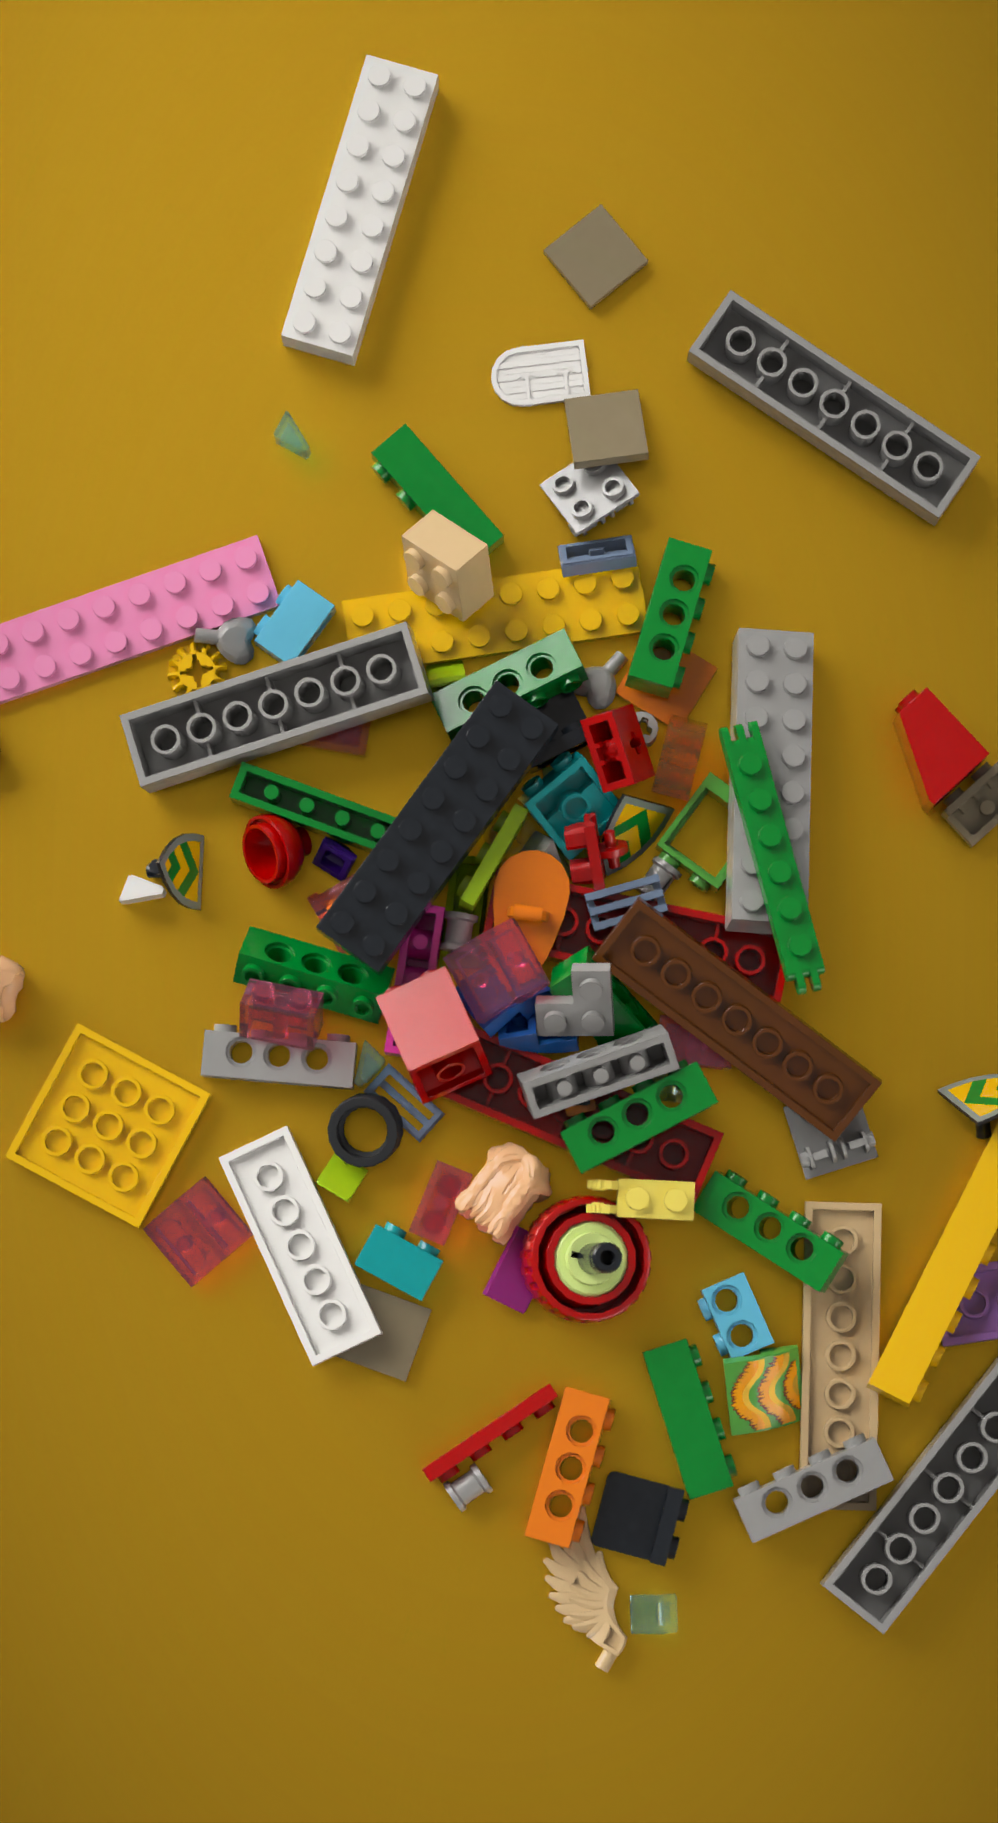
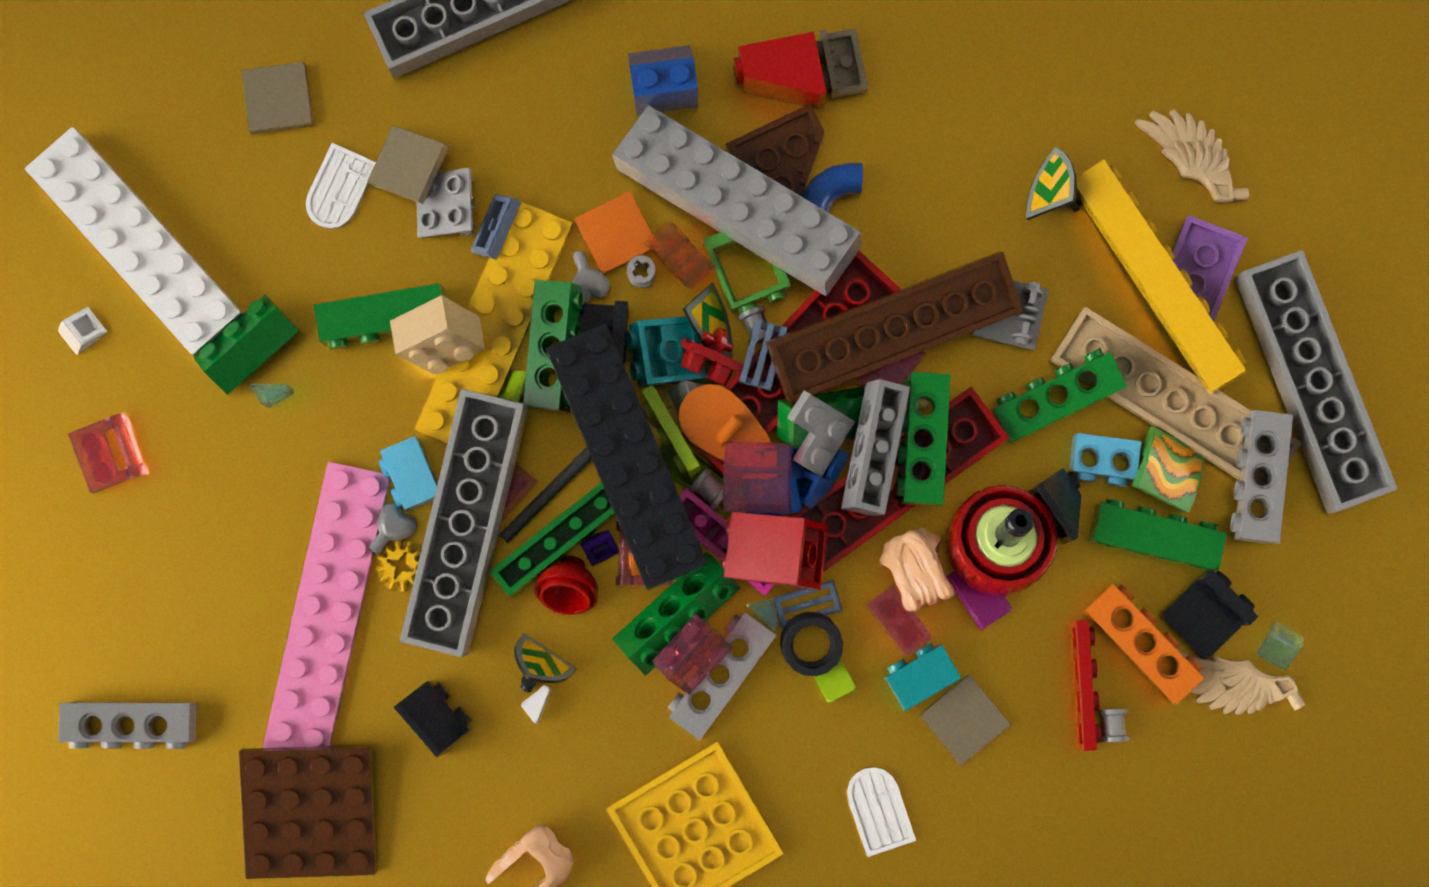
camera: 65 degrees left, 0 degrees up
(65, 797) = (434, 717): none -> black slope
(124, 304) = (97, 457): none -> plate
(198, 1231) = (812, 810): clear pink slope -> none
(236, 1302) = (879, 811): none -> white window
(241, 210) = (81, 330): none -> white slope
(300, 1245) = (868, 742): white plate -> none
(325, 381) = (245, 344): none -> green brick
(351, 772) = (546, 495): none -> dark grey bar
(617, 748) = (647, 293): red brick -> none
(646, 1199) = (987, 469): light yellow hinge -> none
(647, 671) = (601, 239): green brick -> none
(663, 1296) = (1062, 501): none -> black slope
(773, 857) = (797, 226): green hinge -> none
(846, 868) = (834, 183): none -> blue cylinder
(852, 630) = (664, 79): none -> blue slope
(853, 798) = (783, 148): none -> reddish brown plate

